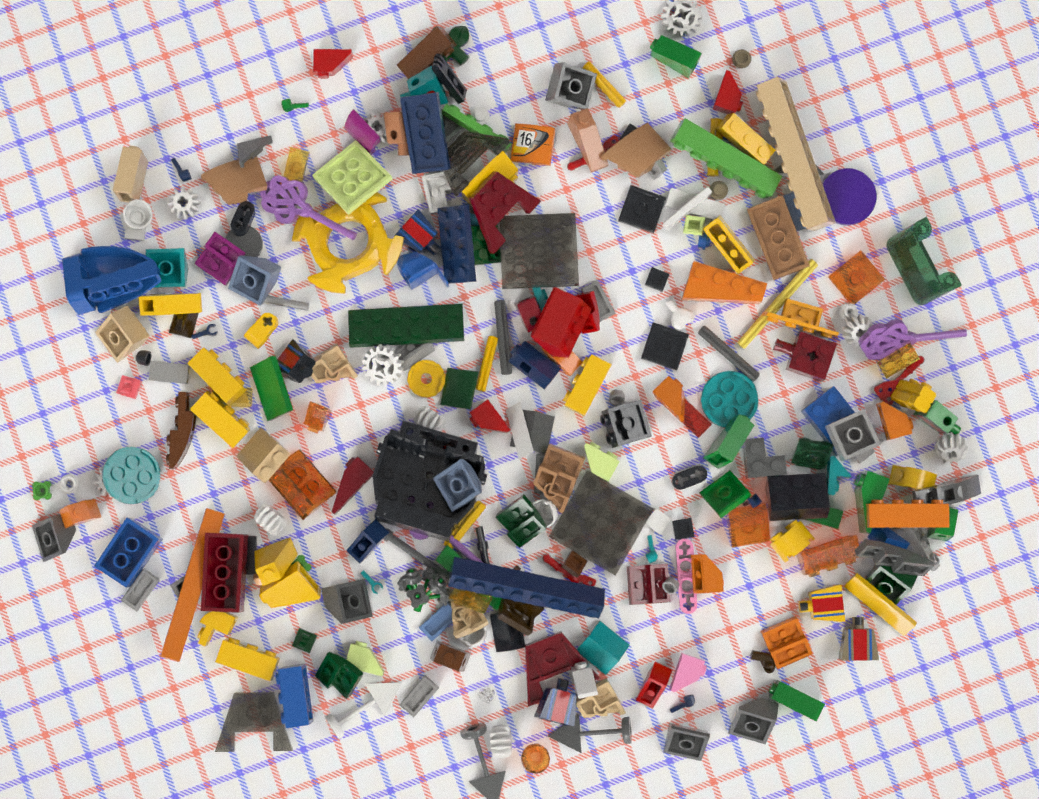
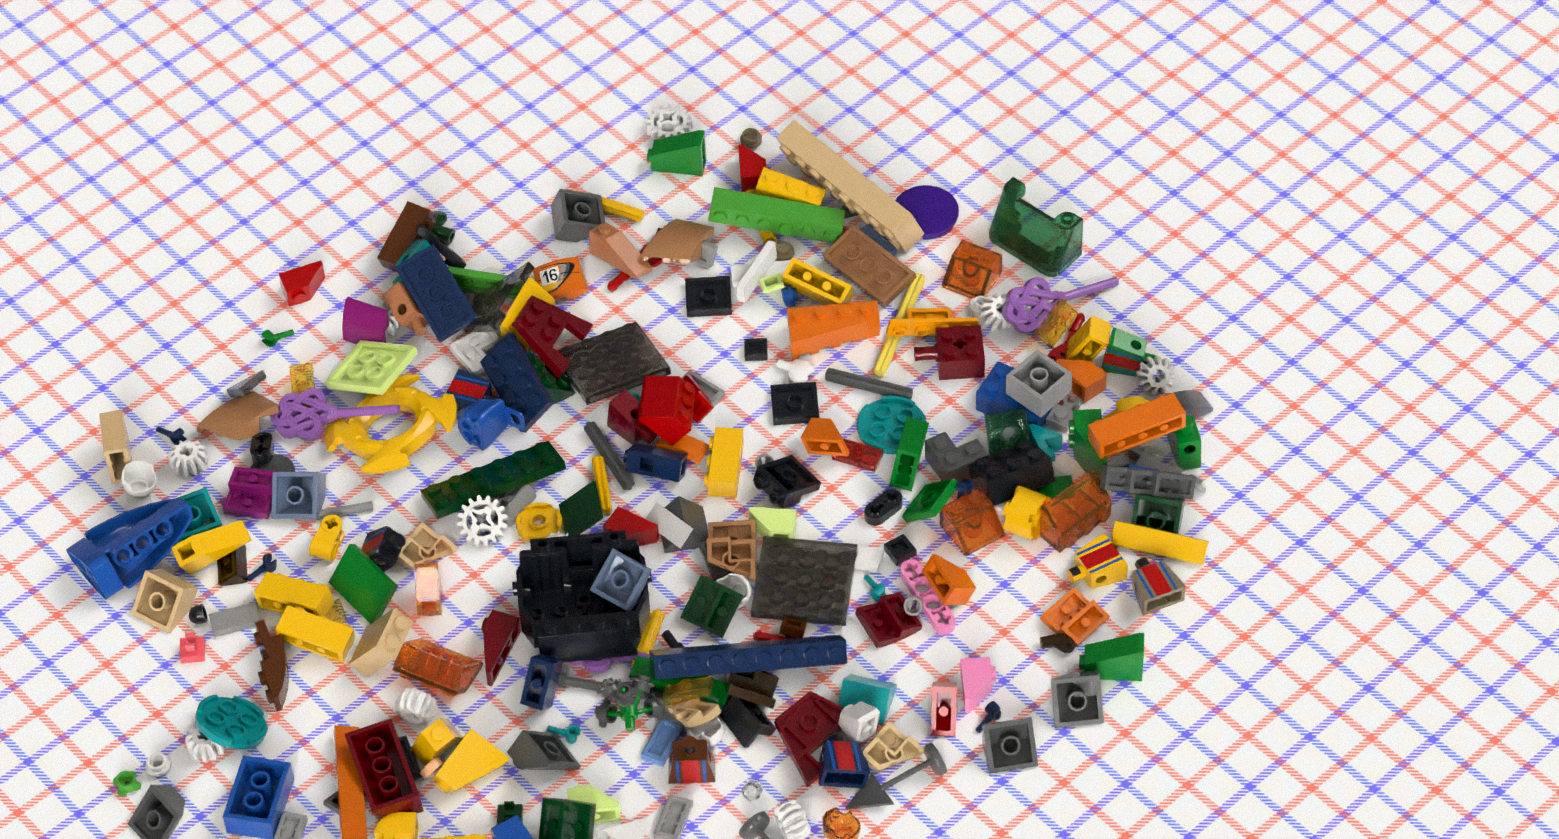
camera: 20 degrees left, 35 degrees down
(79, 513) = (182, 776): orange slope -> none

